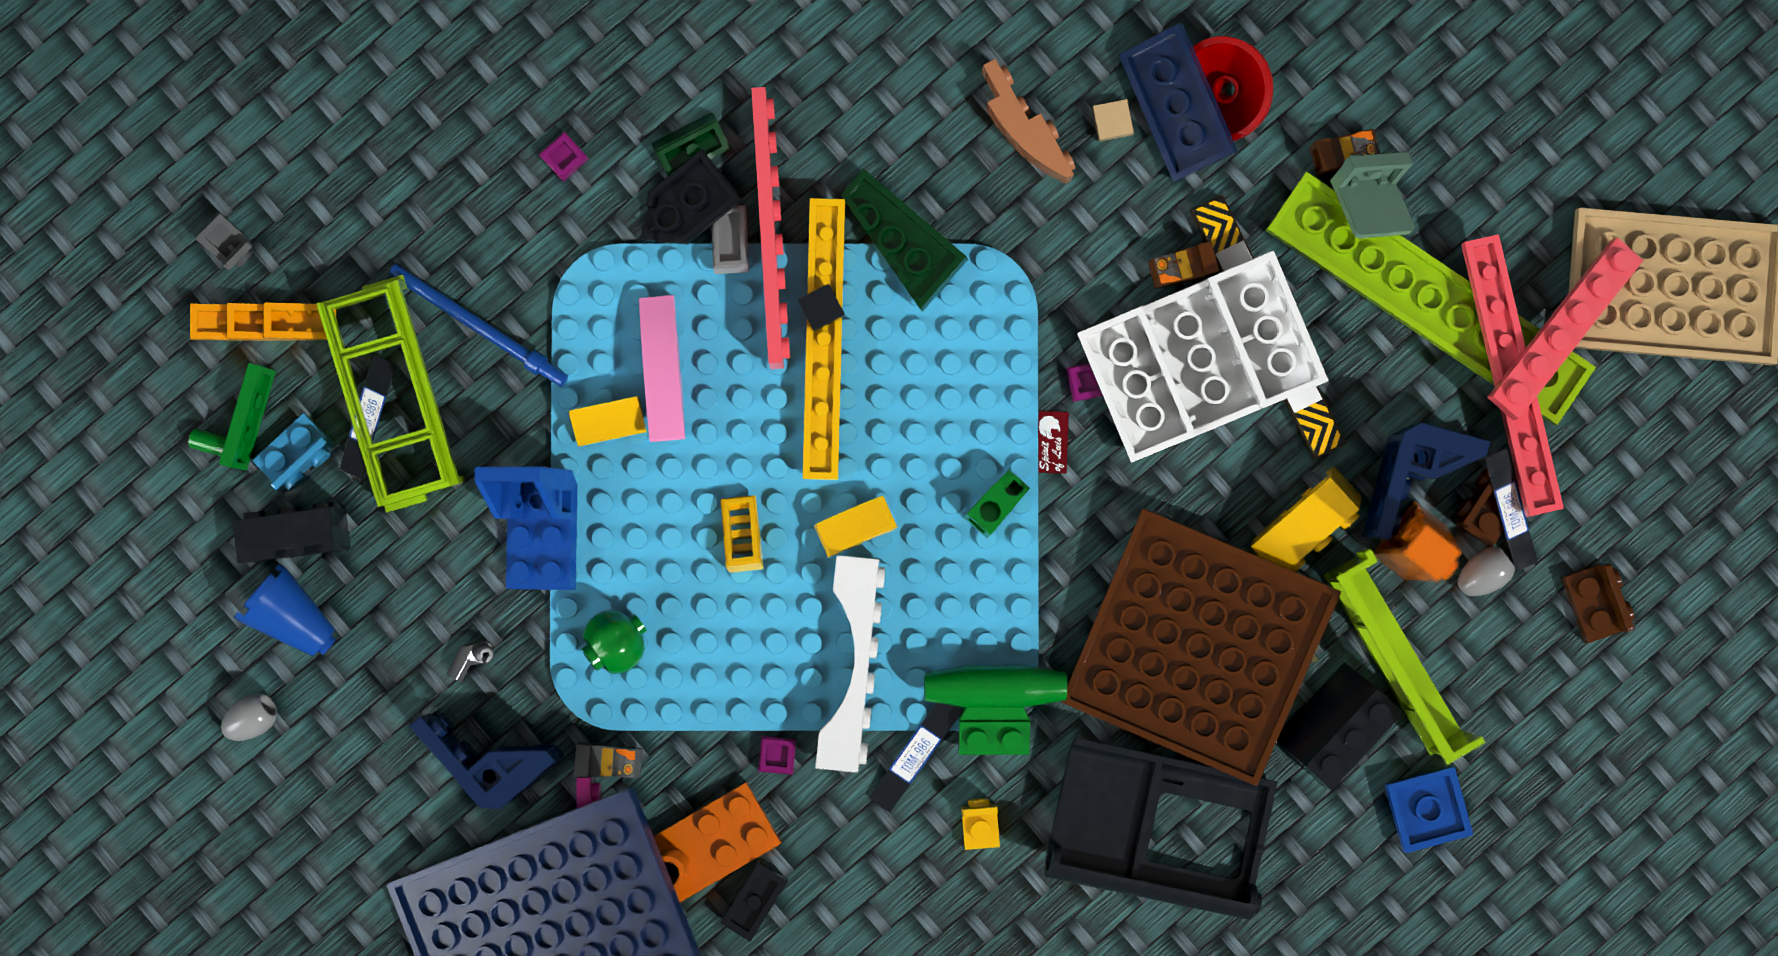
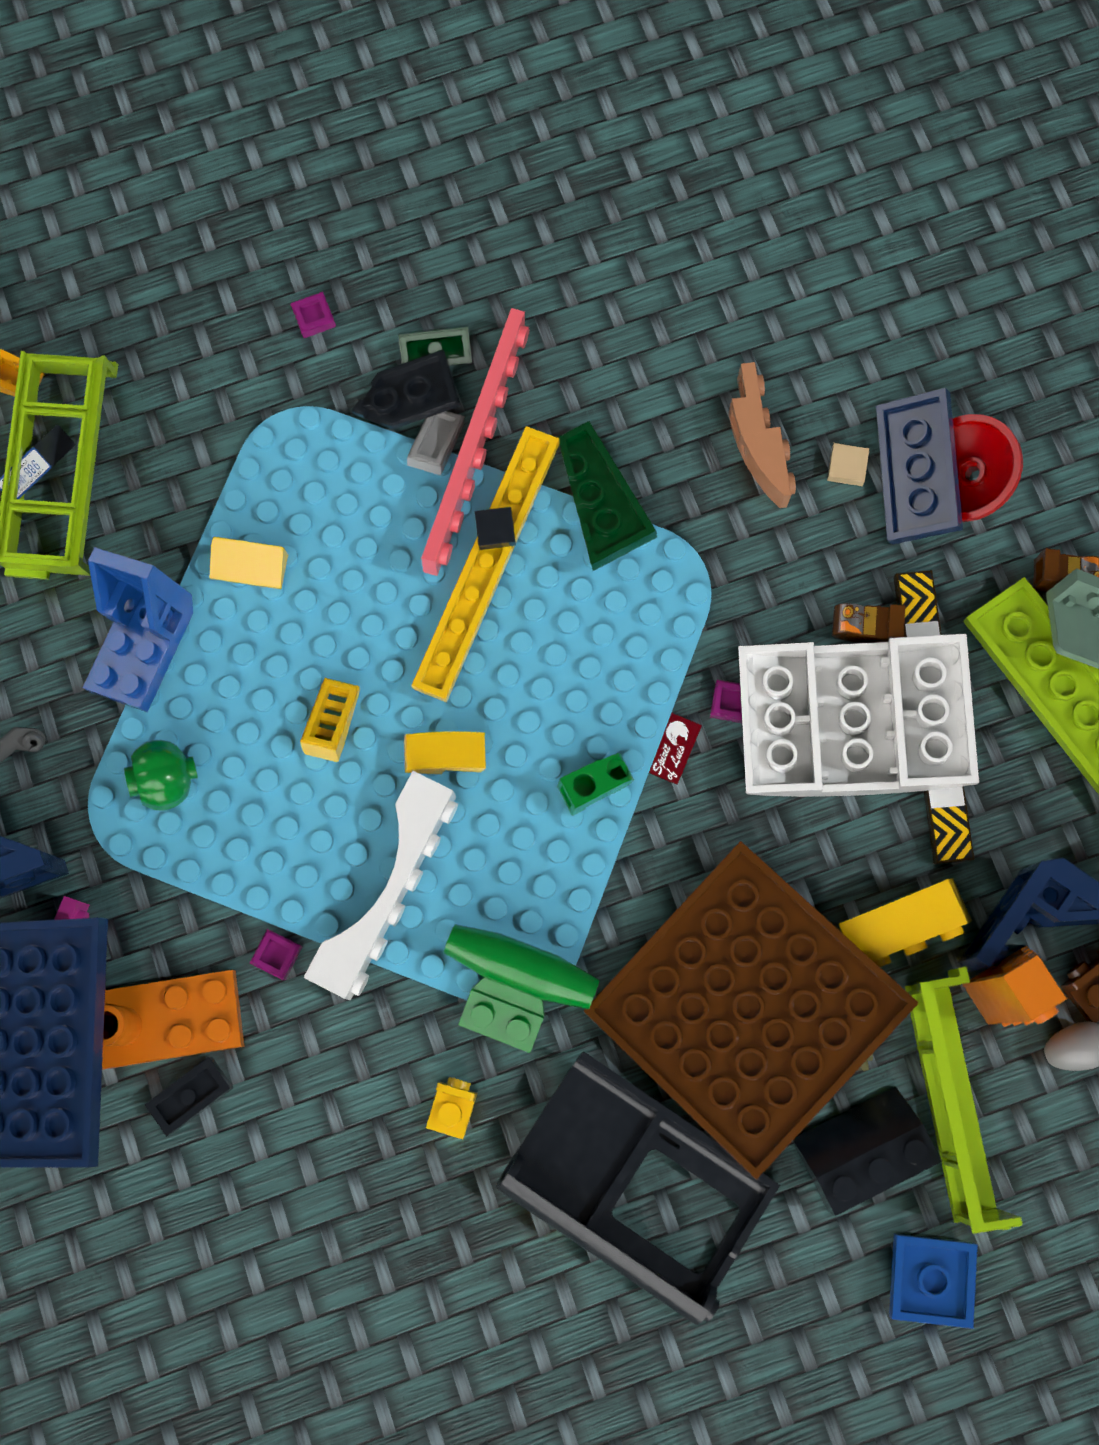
camera: 30 degrees right, 10 degrees down
(533, 361) = (201, 482): blue bar -> none
(607, 760) = (103, 892): dark grey leg -> none
(662, 368) = (318, 532): bright pink slope -> none
(914, 755) = (413, 1008): sticker -> none

